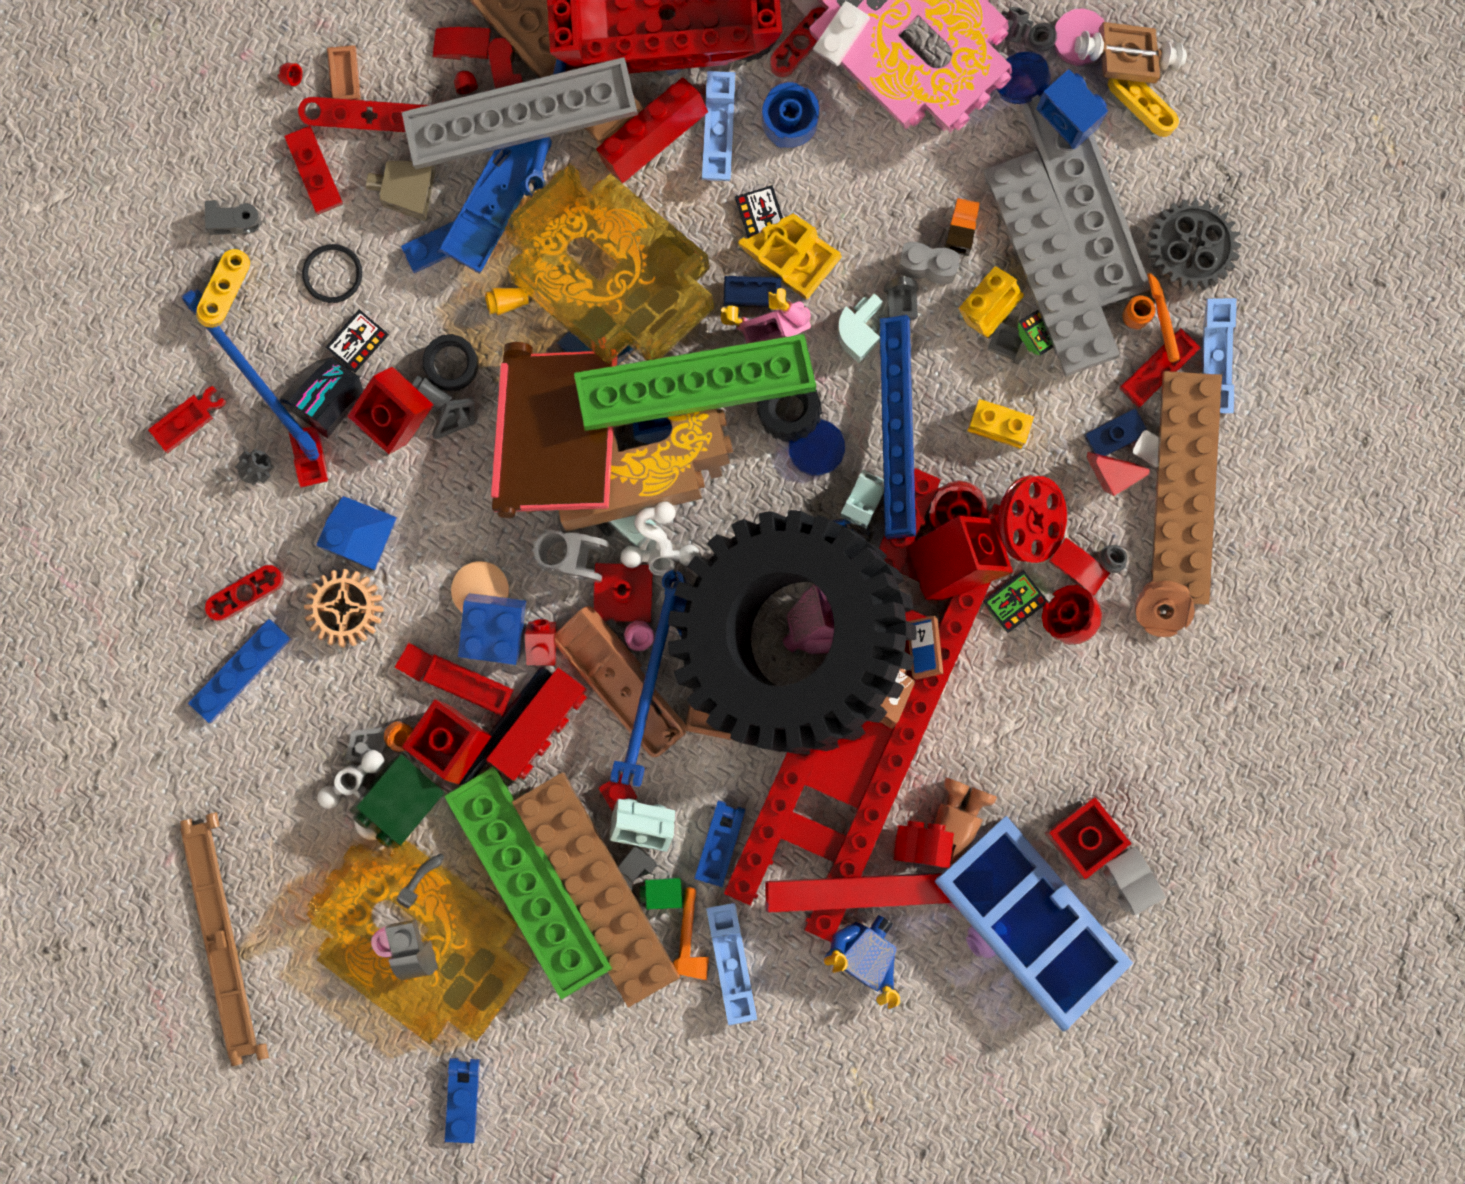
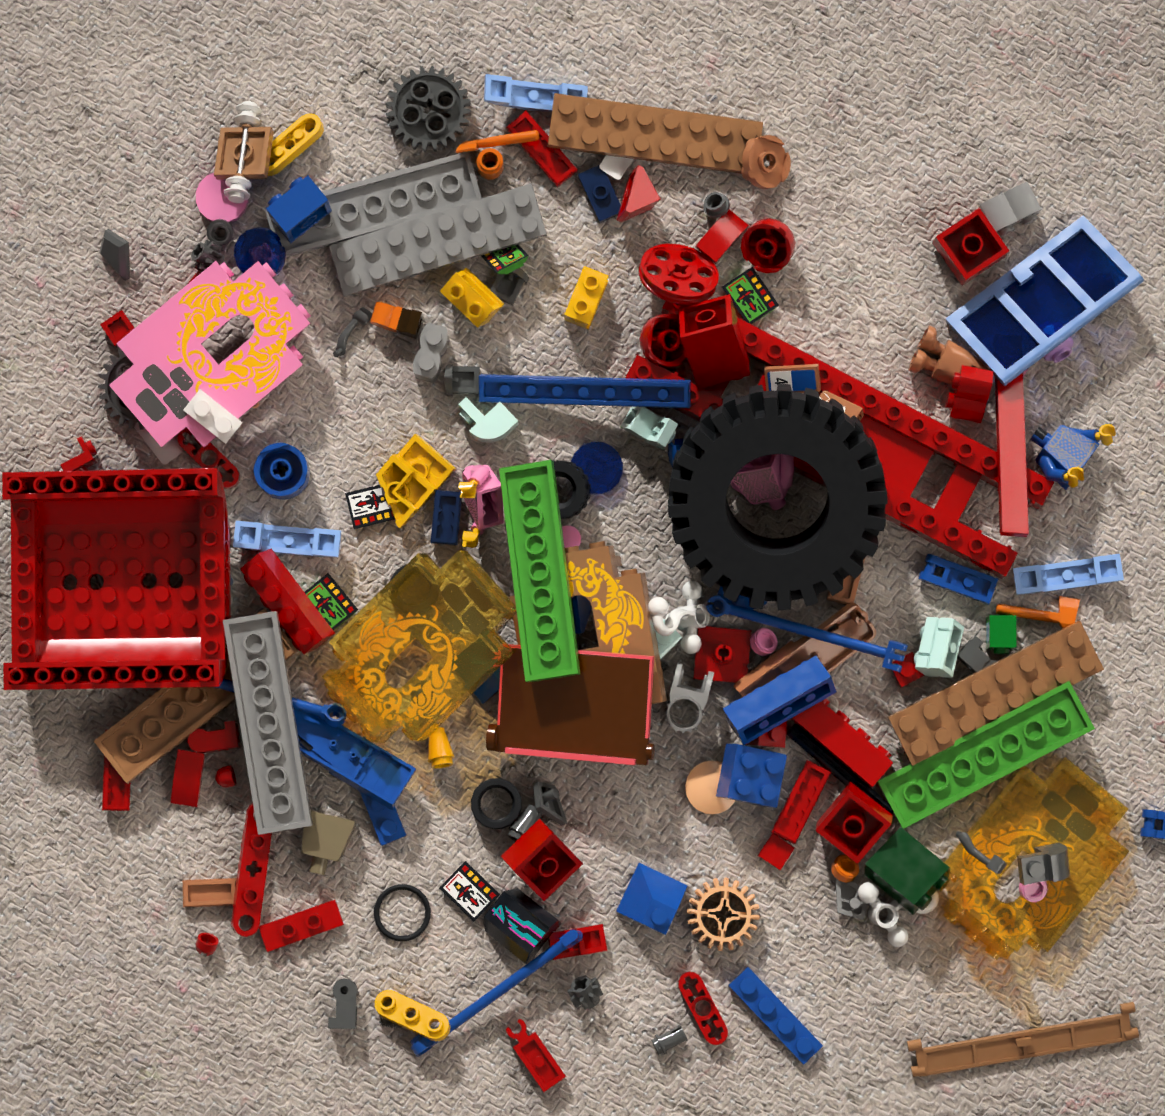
camera: 85 degrees left, 0 degrees up
(208, 558) = (669, 1040): none -> dark grey pin
(573, 652) = (779, 700): none -> blue brick
(655, 178) = (331, 601): none -> piece
(738, 421) = (571, 536): none -> bright pink tile
(962, 186) = (361, 316): none -> dark grey piece

